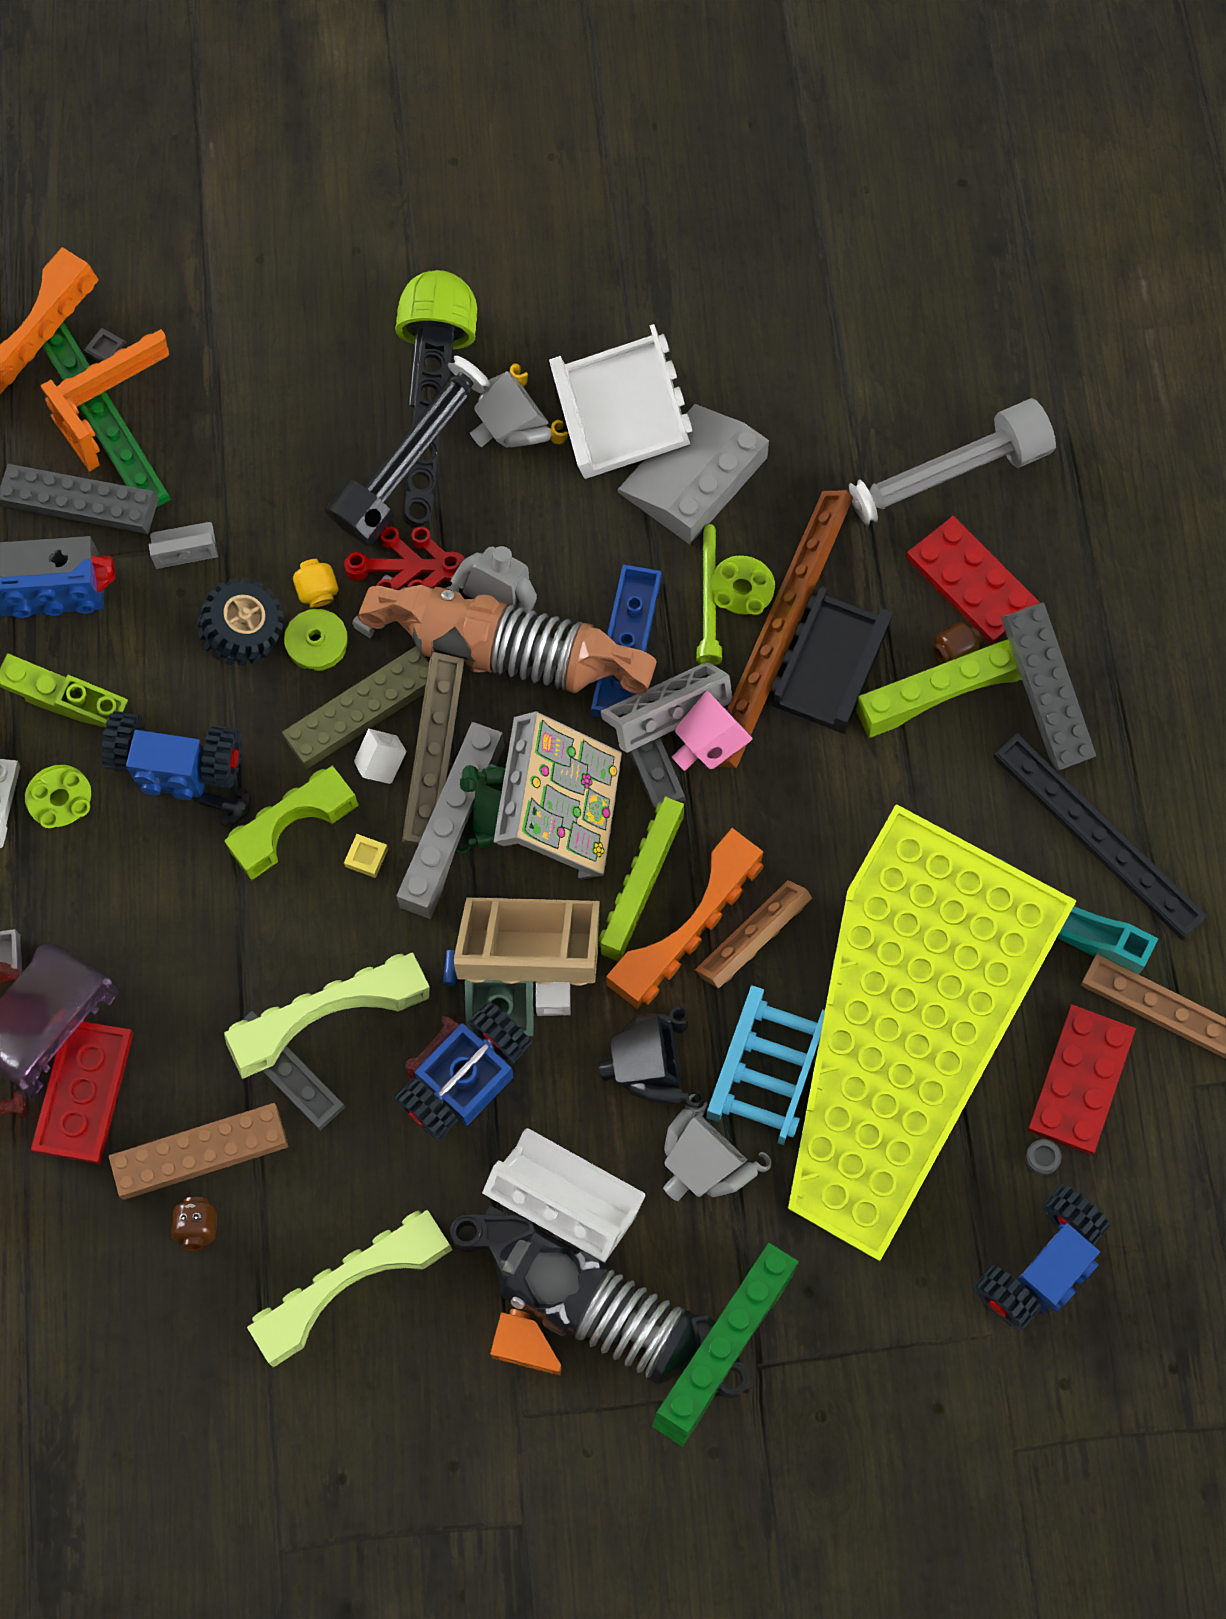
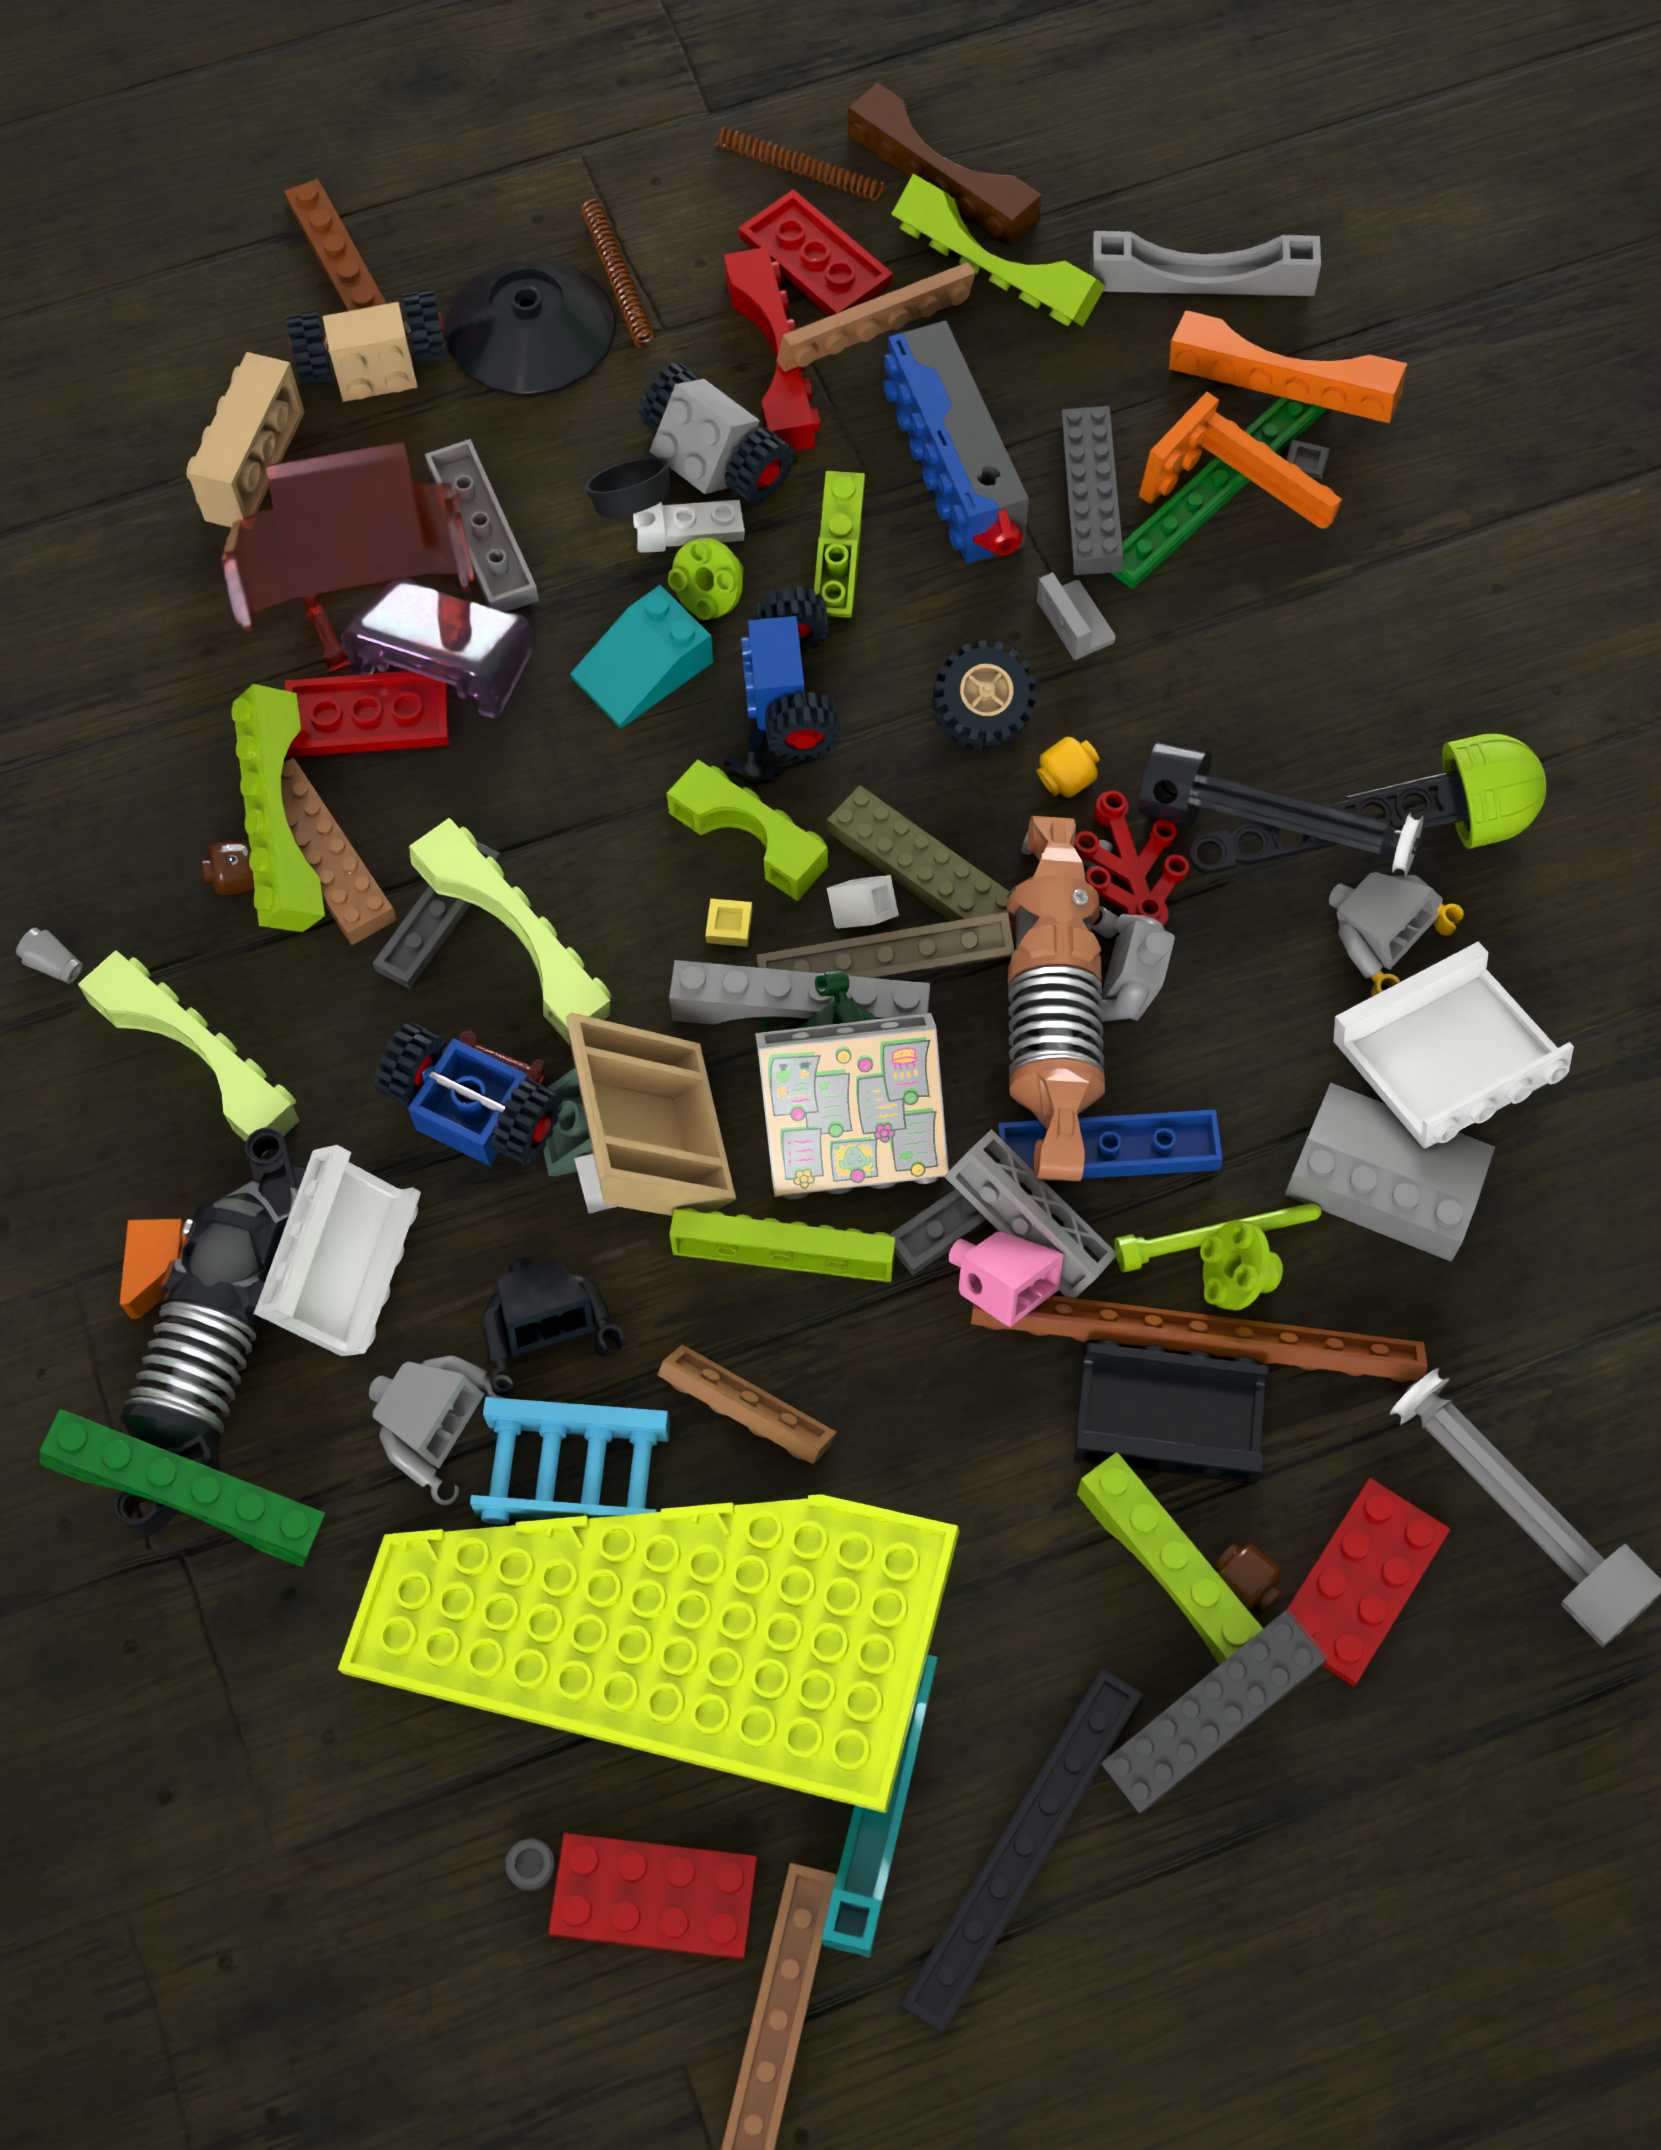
camera: 75 degrees right, 5 degrees down
(92, 1168) = (284, 882): none -> lime arch
(109, 864) = (644, 657): none -> teal slope
(226, 1389) = (46, 954): none -> light grey cone
(320, 653) = (992, 808): lime plate -> none
(643, 969) = (827, 1350): orange arch -> none
(1059, 1265) = (364, 1903): brick -> none

